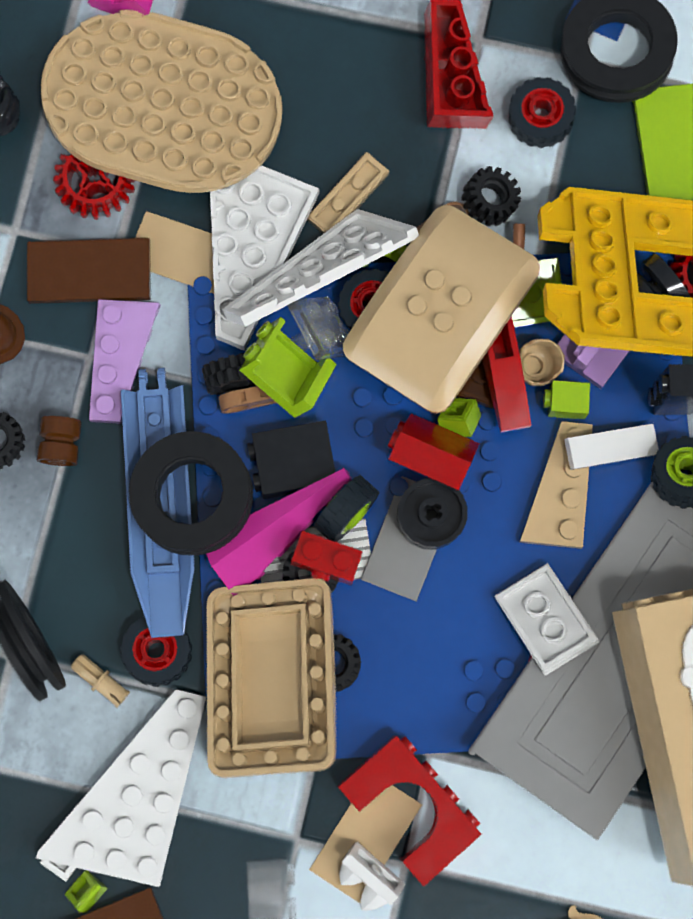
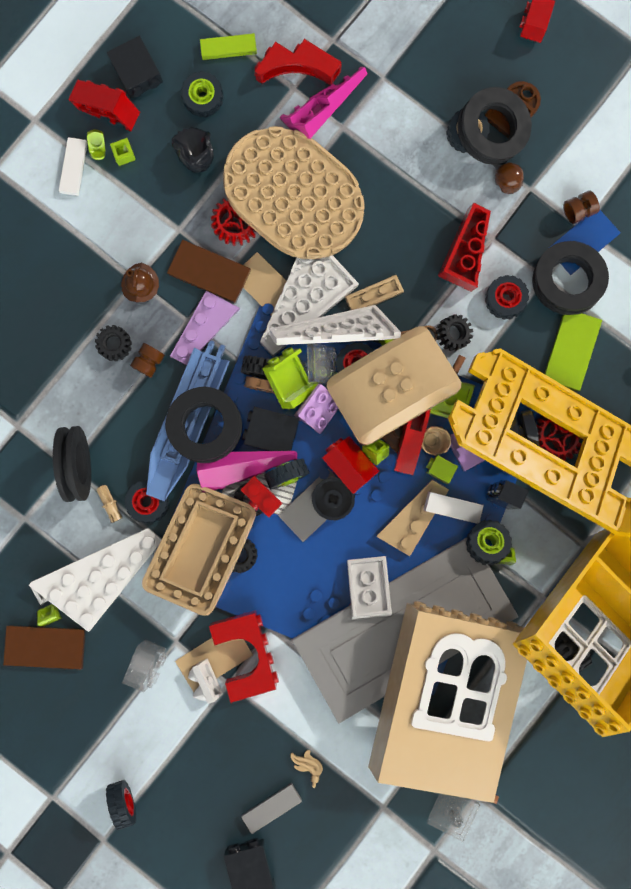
camera: 30 degrees right, 5 degrees up
(346, 395) = (317, 409): none -> lavender bracket

